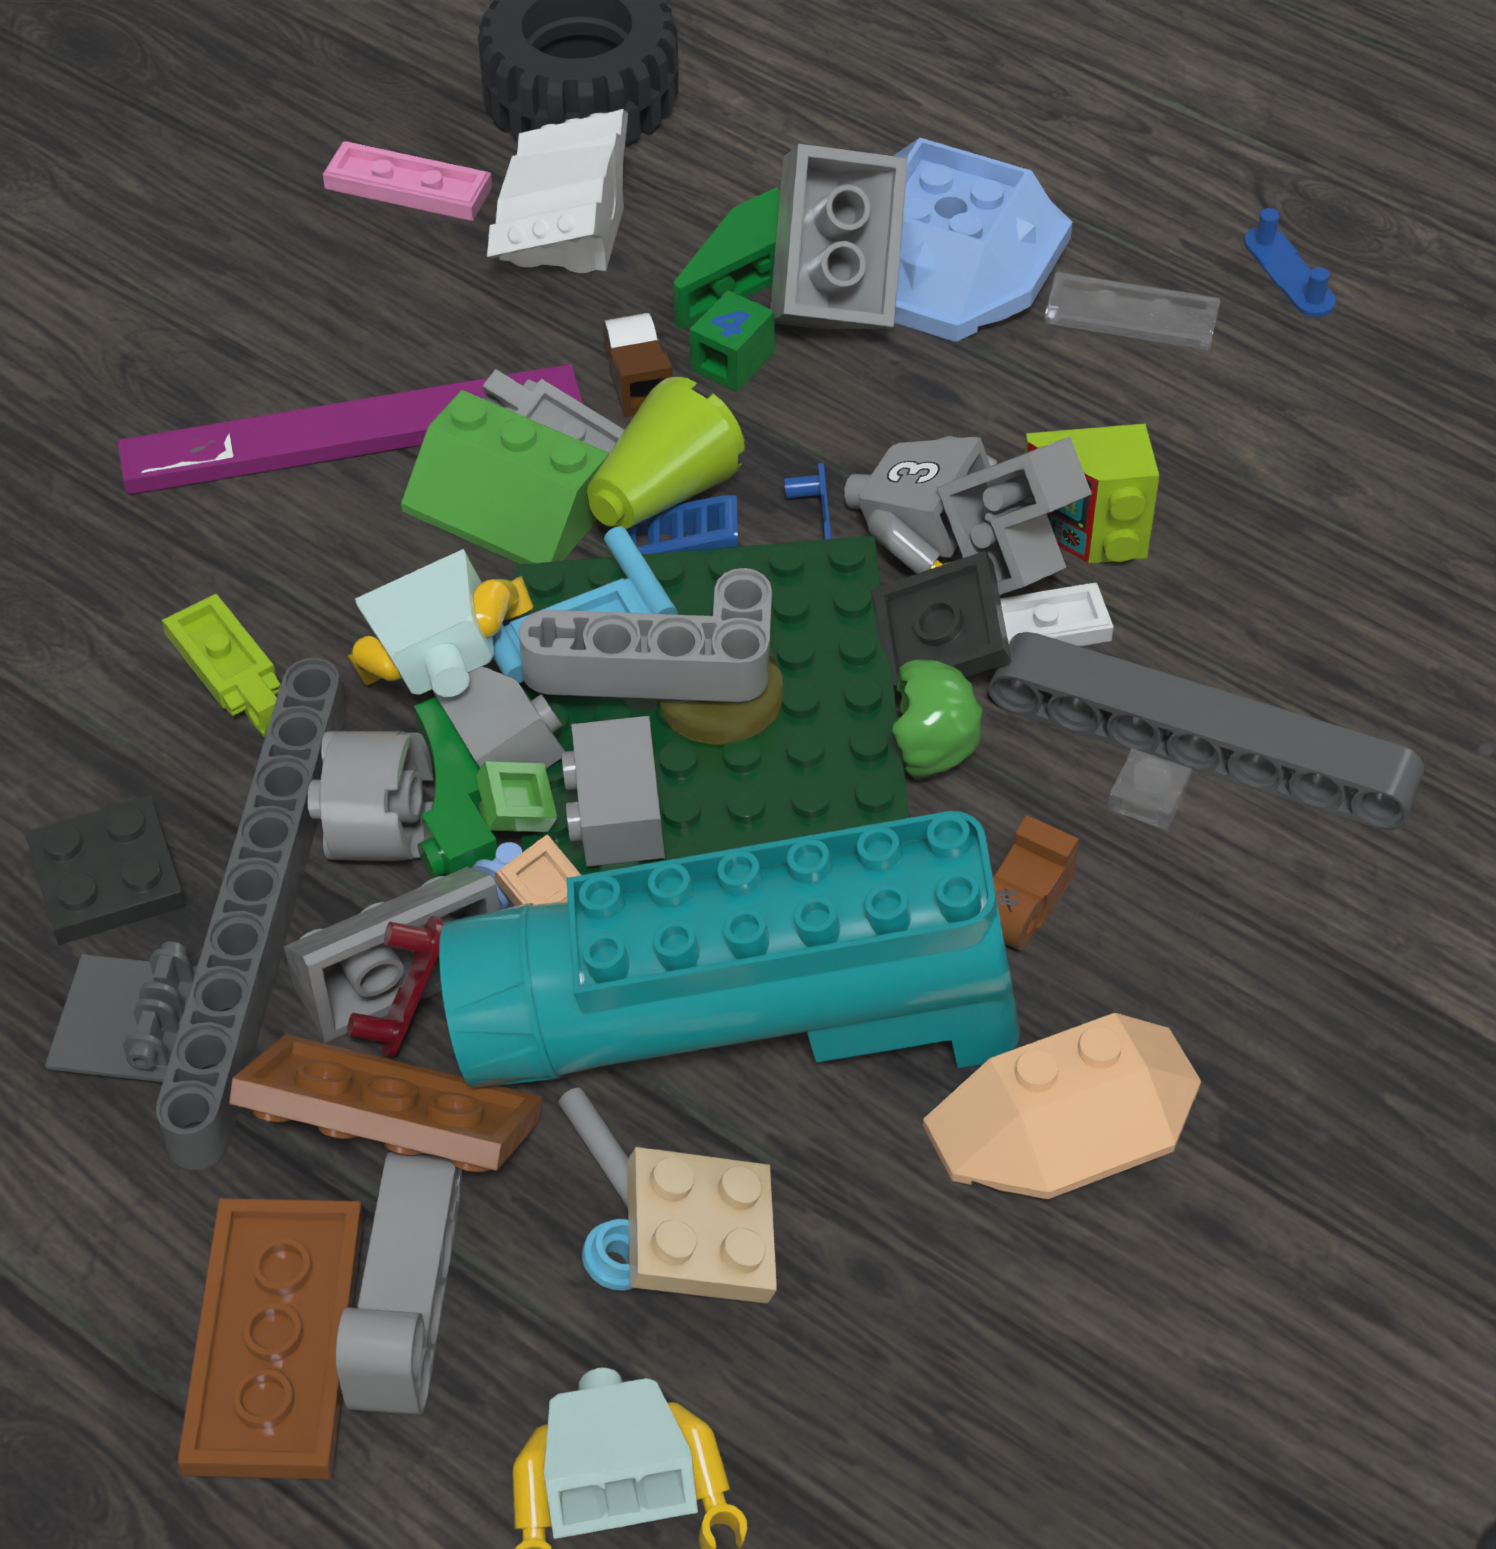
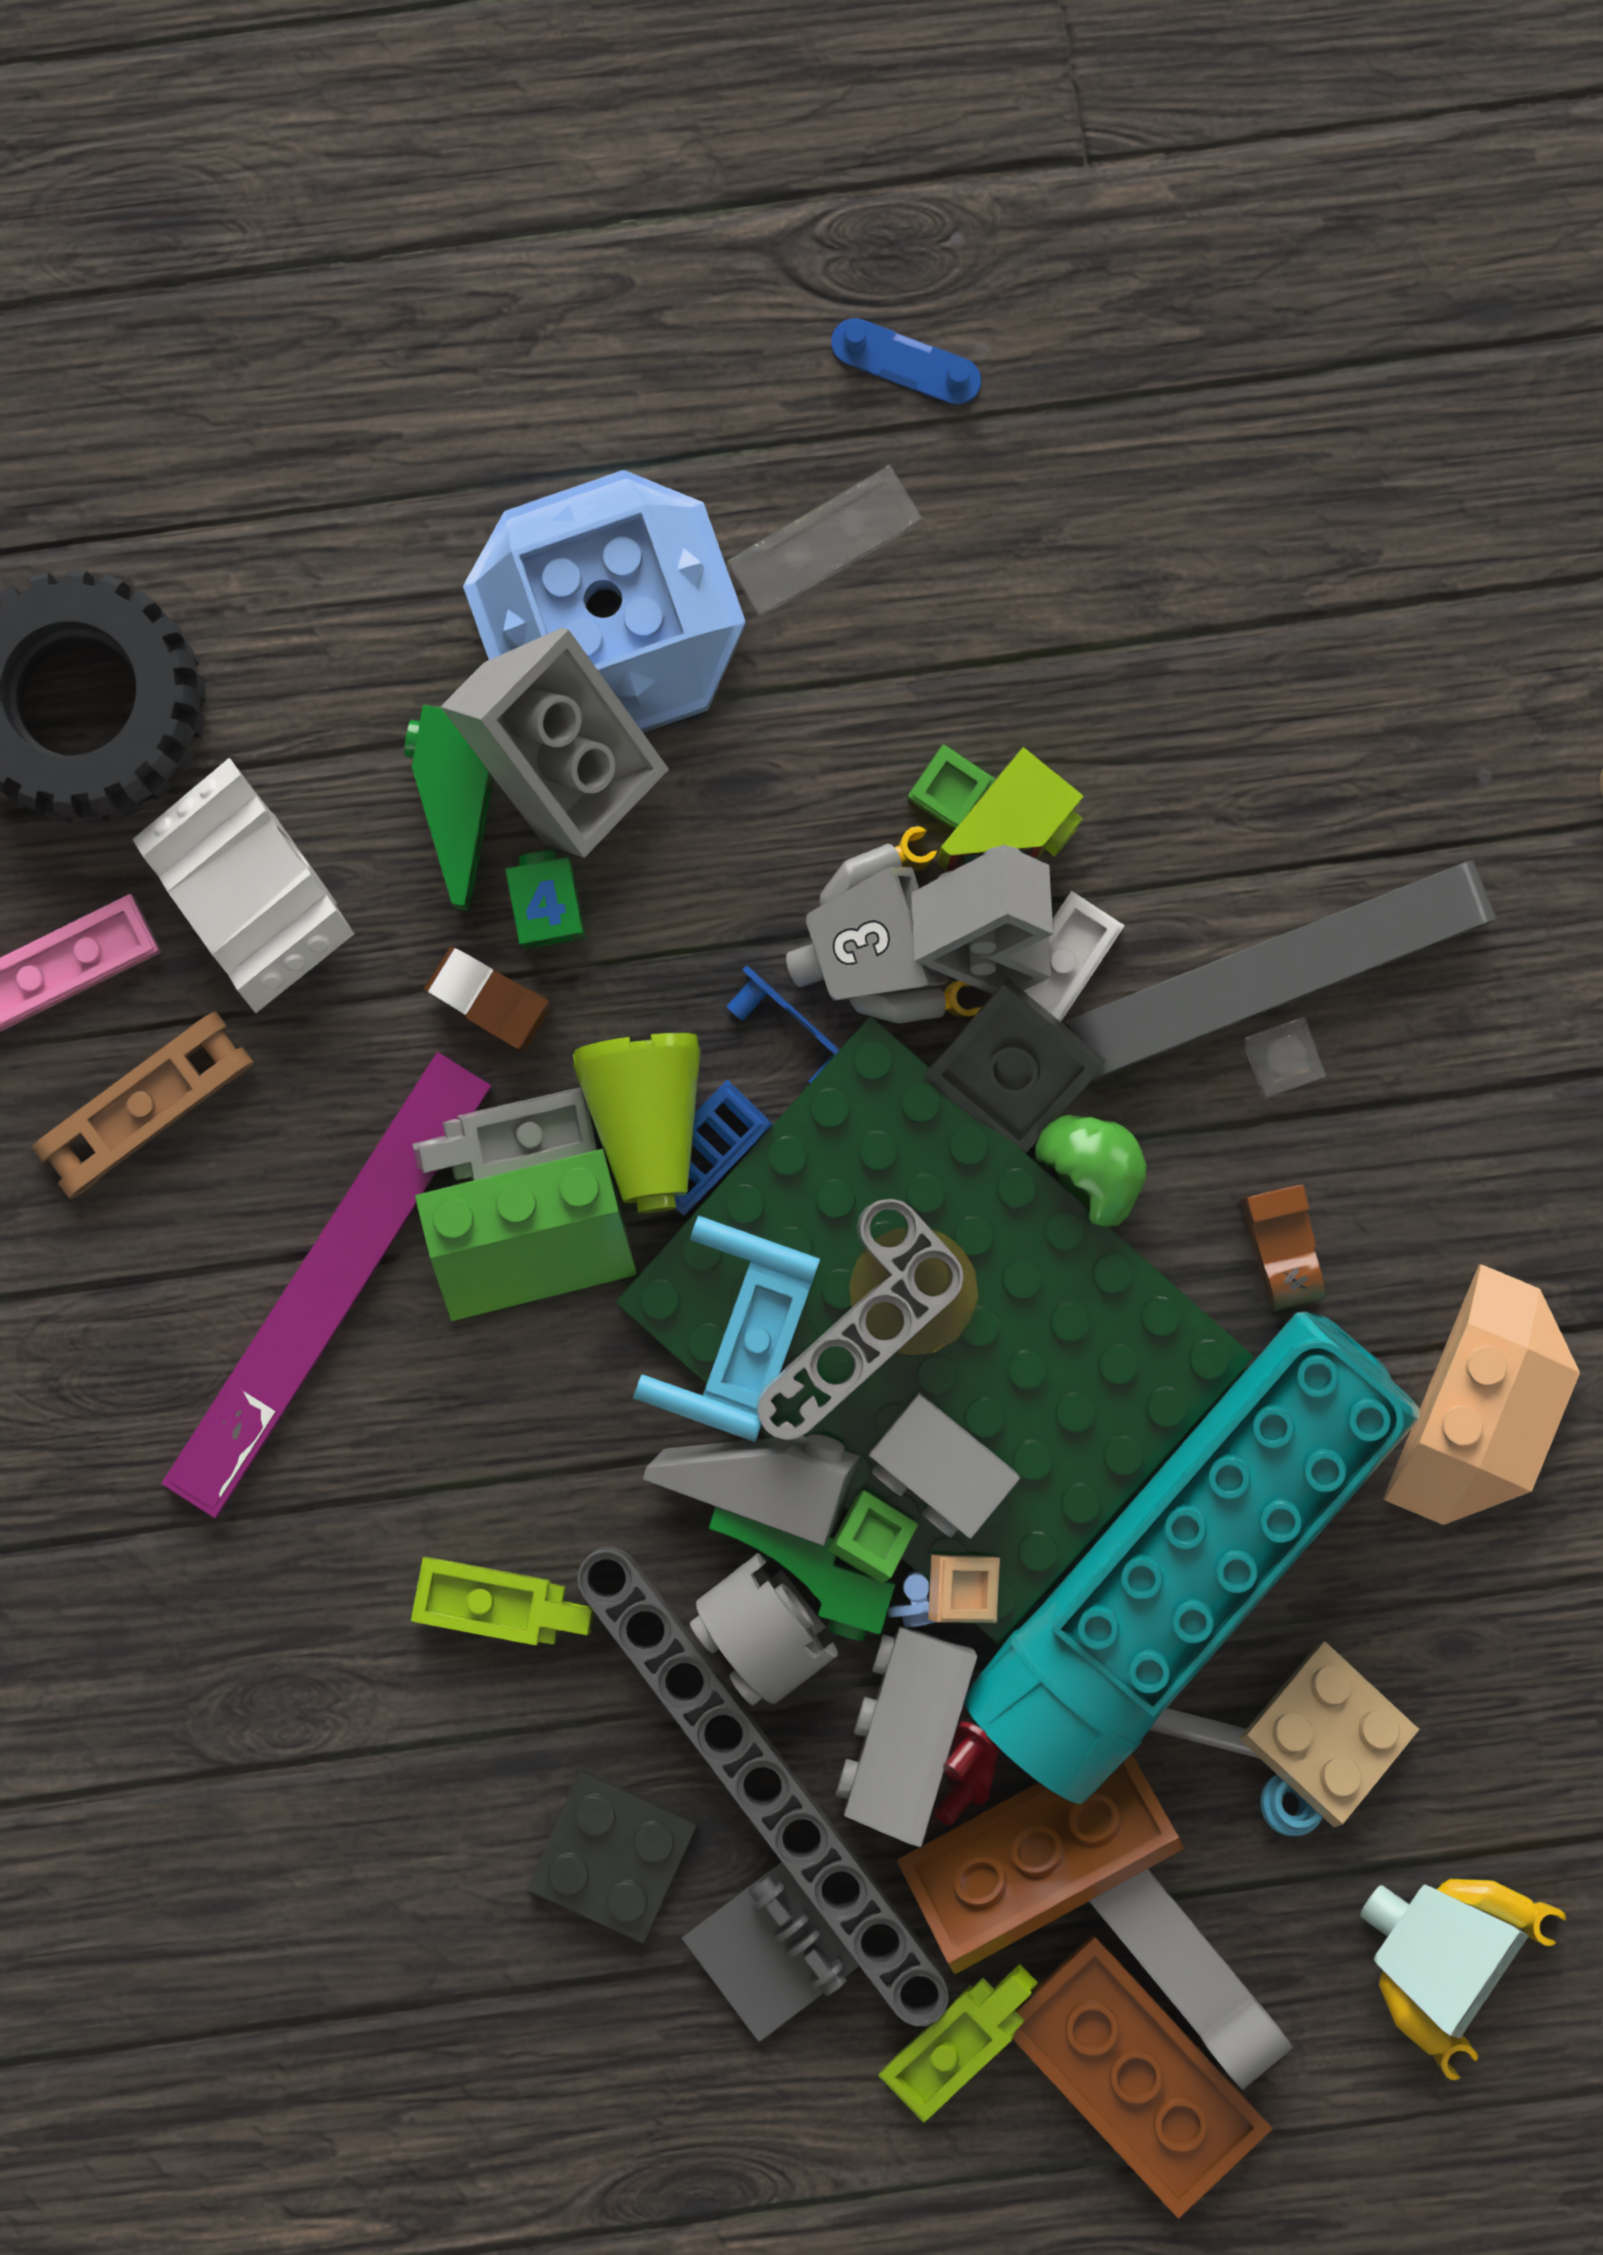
camera: 45 degrees left, 35 degrees up
(178, 1178) = (958, 2043): none -> lime hinge
(365, 264) = (142, 1104): none -> medium nougat plate
(435, 625) = (672, 1460): light aqua torso -> none

